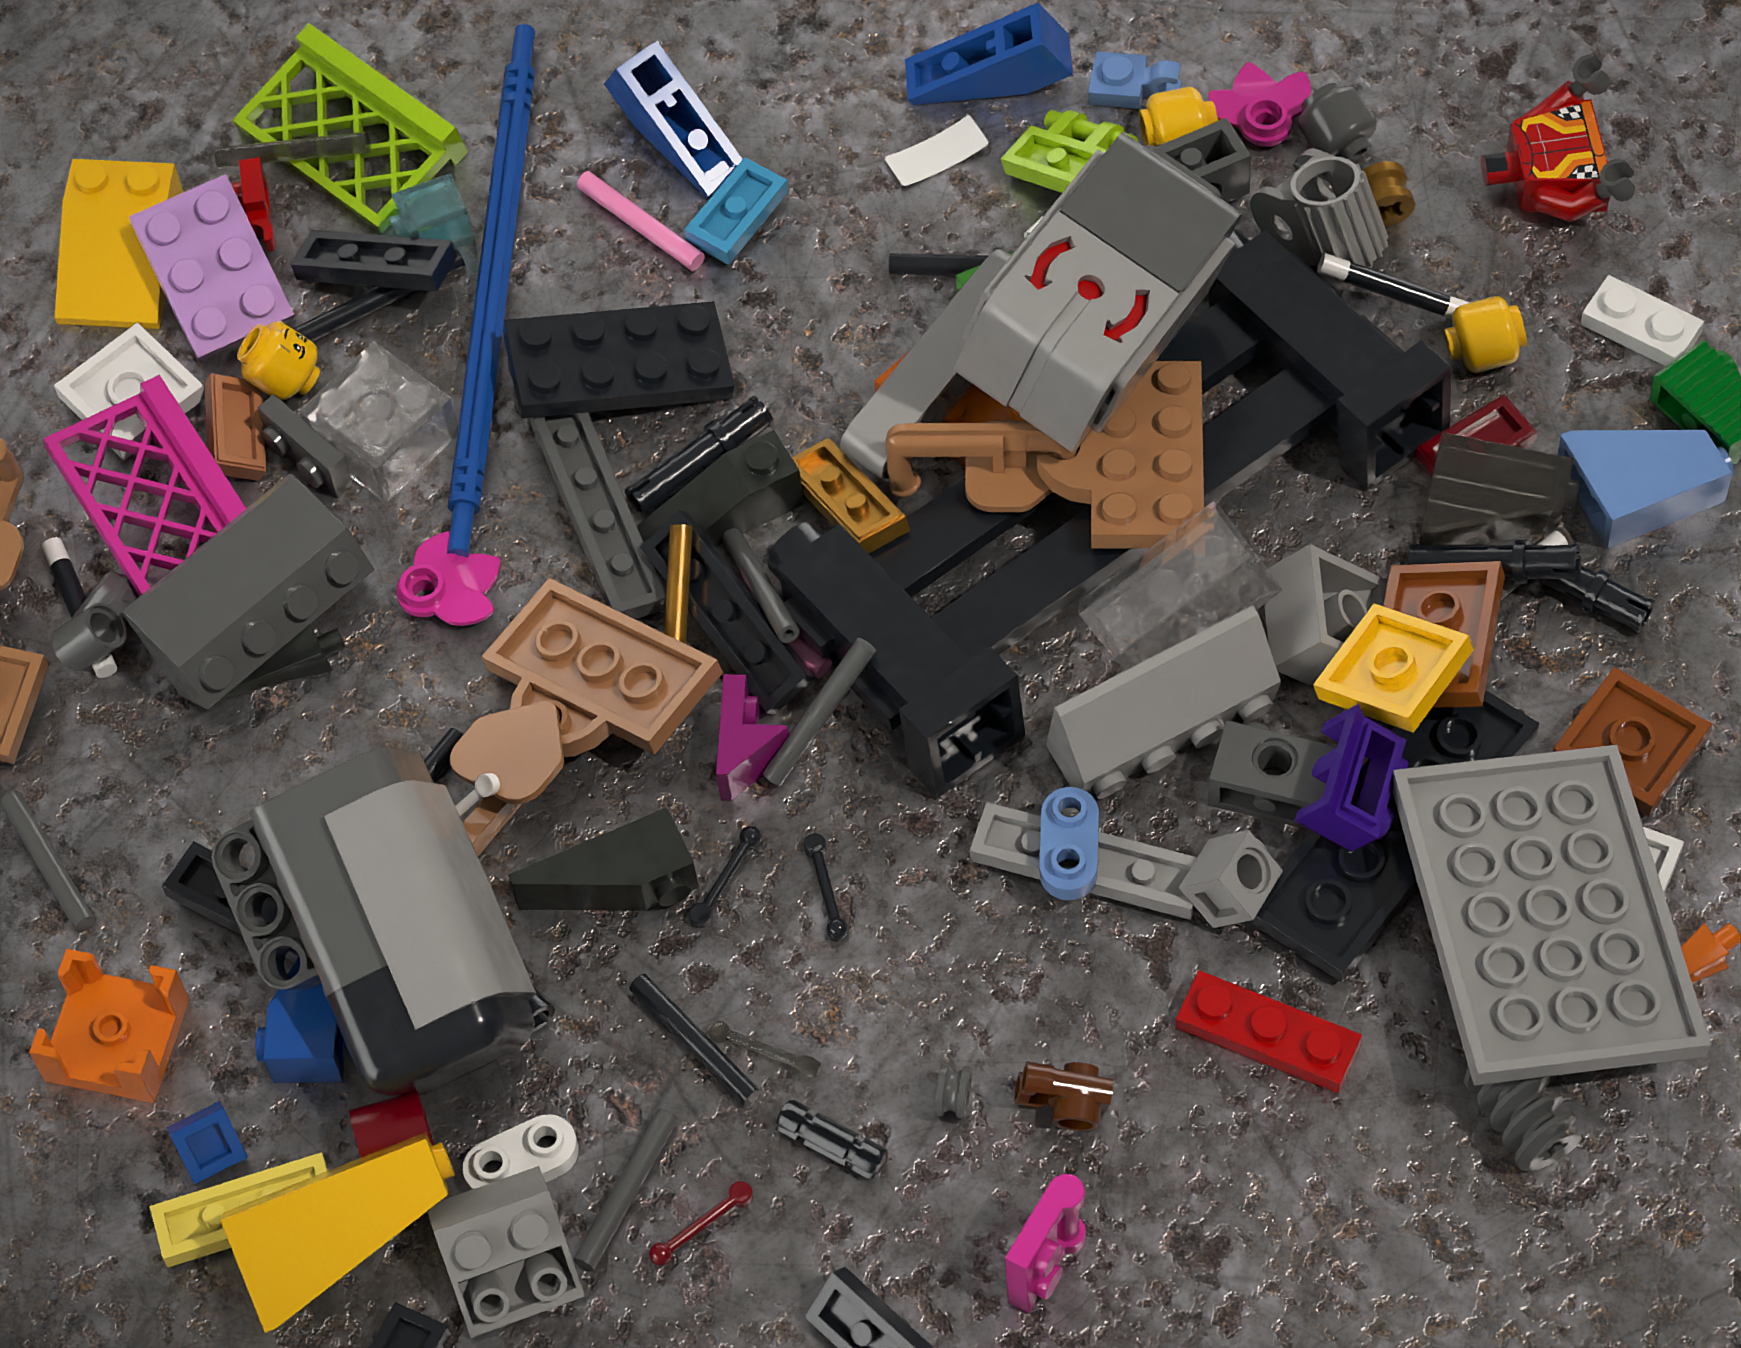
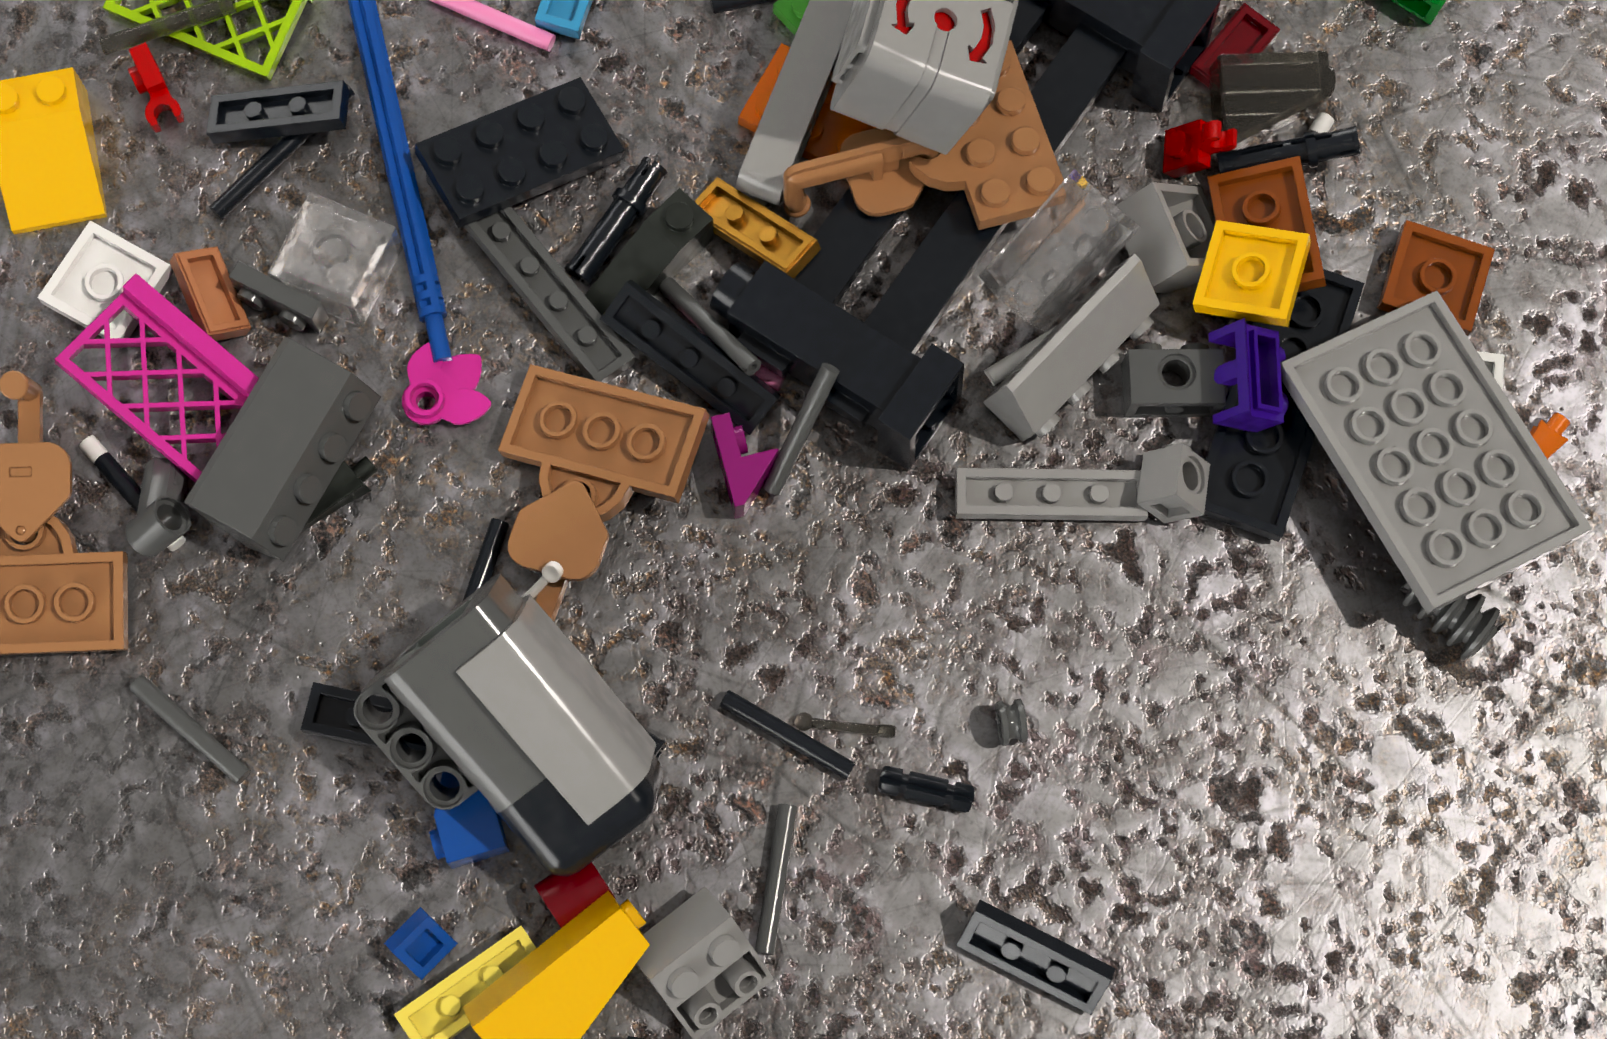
camera: 30 degrees left, 15 degrees up
(112, 1030) = (303, 867): orange panel -> none
(211, 266) = (138, 154): lavender plate -> none
(279, 360) = (228, 226): yellow head -> none
(432, 212) = (313, 56): clear light blue brick -> none
(518, 1151) = (681, 875): white plate -> none
(617, 871) = (679, 608): pearl dark grey slope -> none
(678, 582) = (645, 345): pearl gold bar -> none
(701, 913) = (754, 623): black hinge -> none
(739, 1196) = (867, 856): dark red hinge -> none
(815, 848) = (826, 540): black hinge -> none
(1043, 1241) = (1132, 847): dark pink plate -> none
(1069, 839) = (1036, 485): medium blue plate -> none
(1074, 1093) = (1108, 698): reddish brown plate -> none
(1268, 1031) = (1235, 598): red plate -> none
(1382, 526) = (1192, 144): none -> red plate
(1603, 595) = (1381, 161): black pin -> none
(1645, 478) = (1377, 49): medium blue slope -> none

